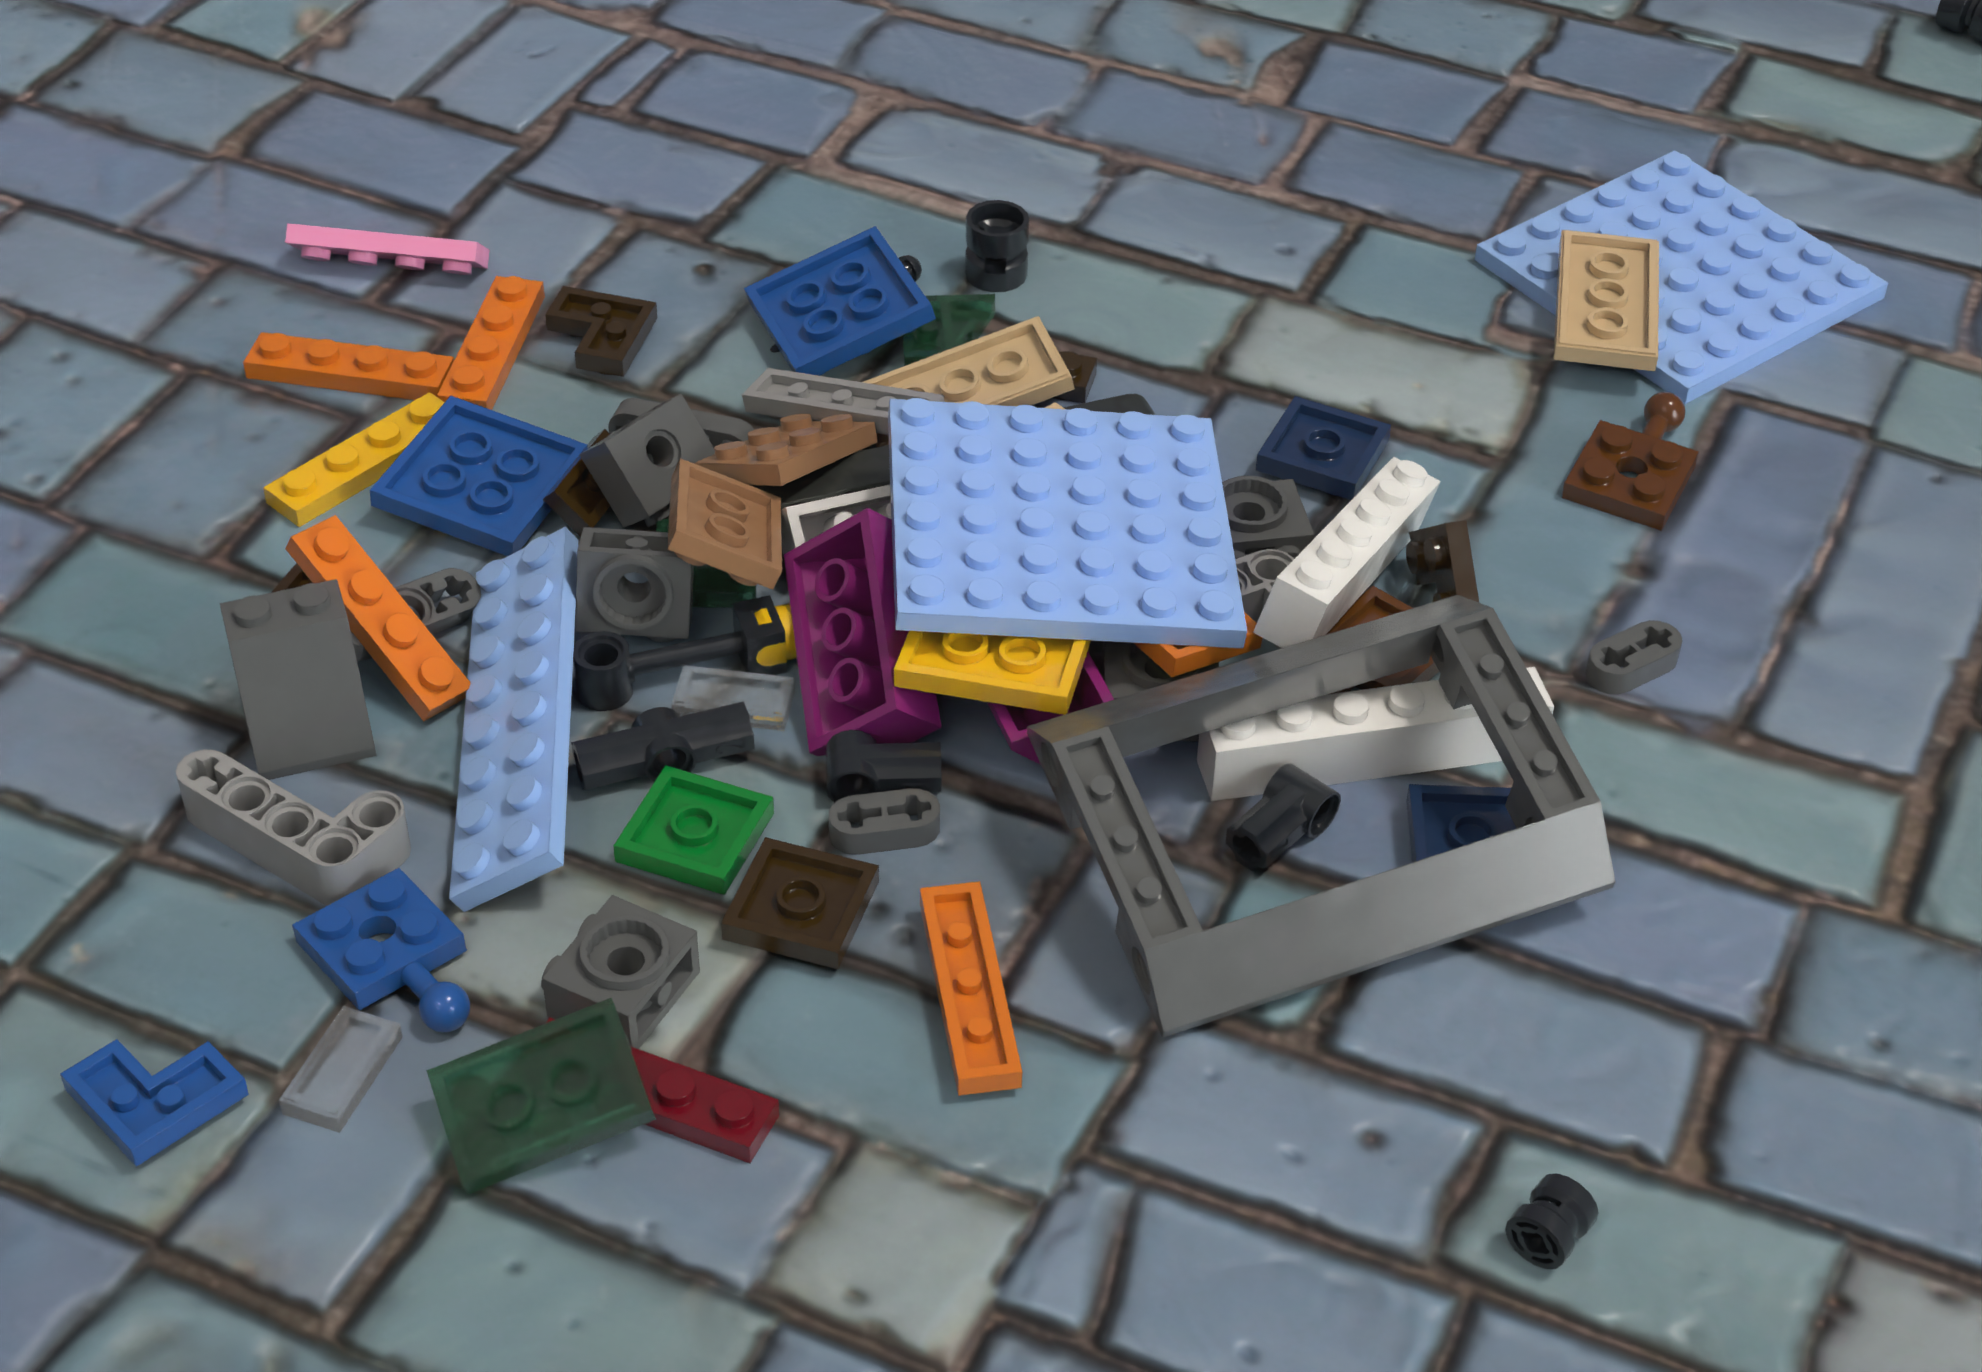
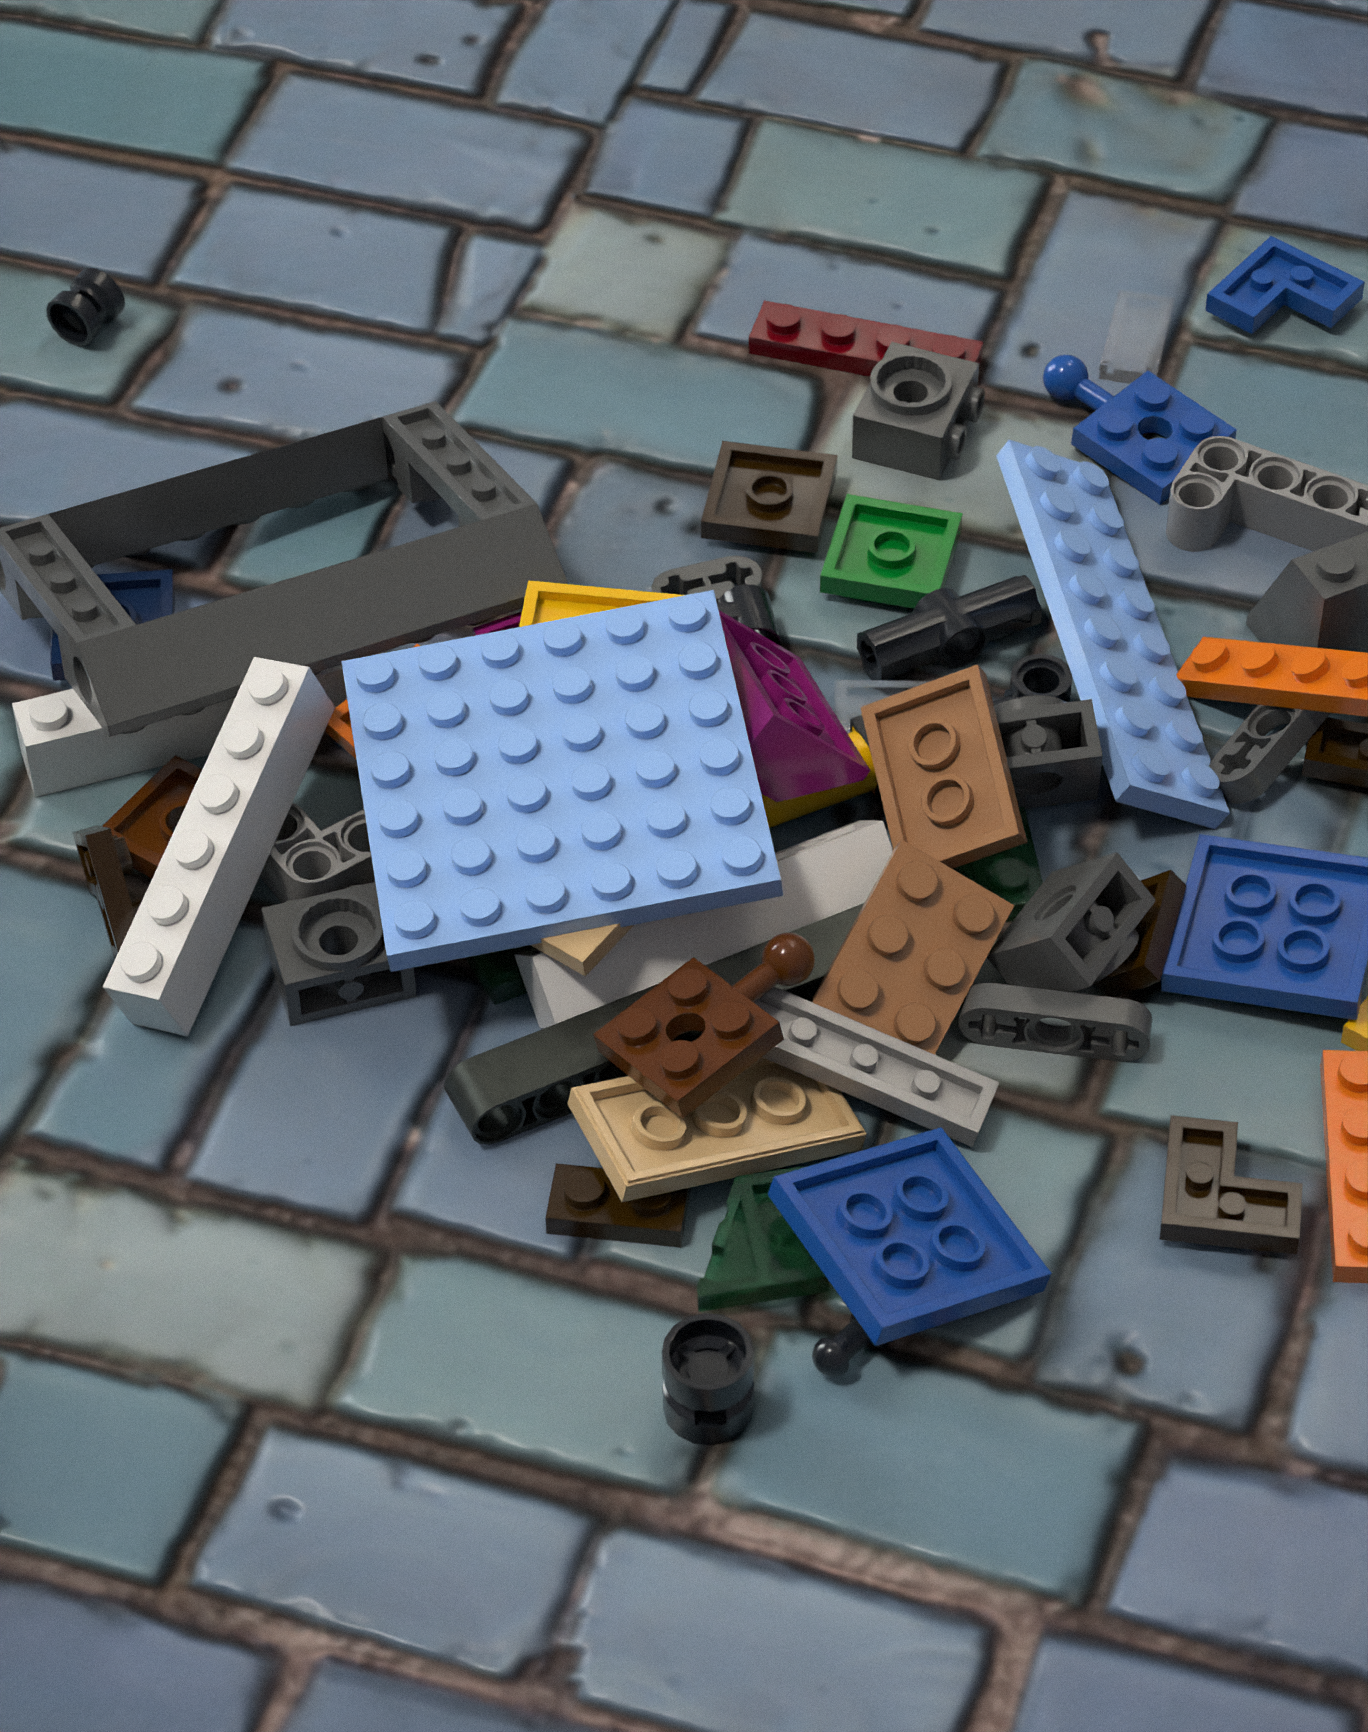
camera: 175 degrees right, 5 degrees up
(540, 1095) = (948, 294): clear green plate -> none
(946, 375) = (696, 998): none -> reddish brown plate
(970, 989) = (598, 443): orange plate -> none
(1323, 447) = (242, 1101): dark blue plate -> none

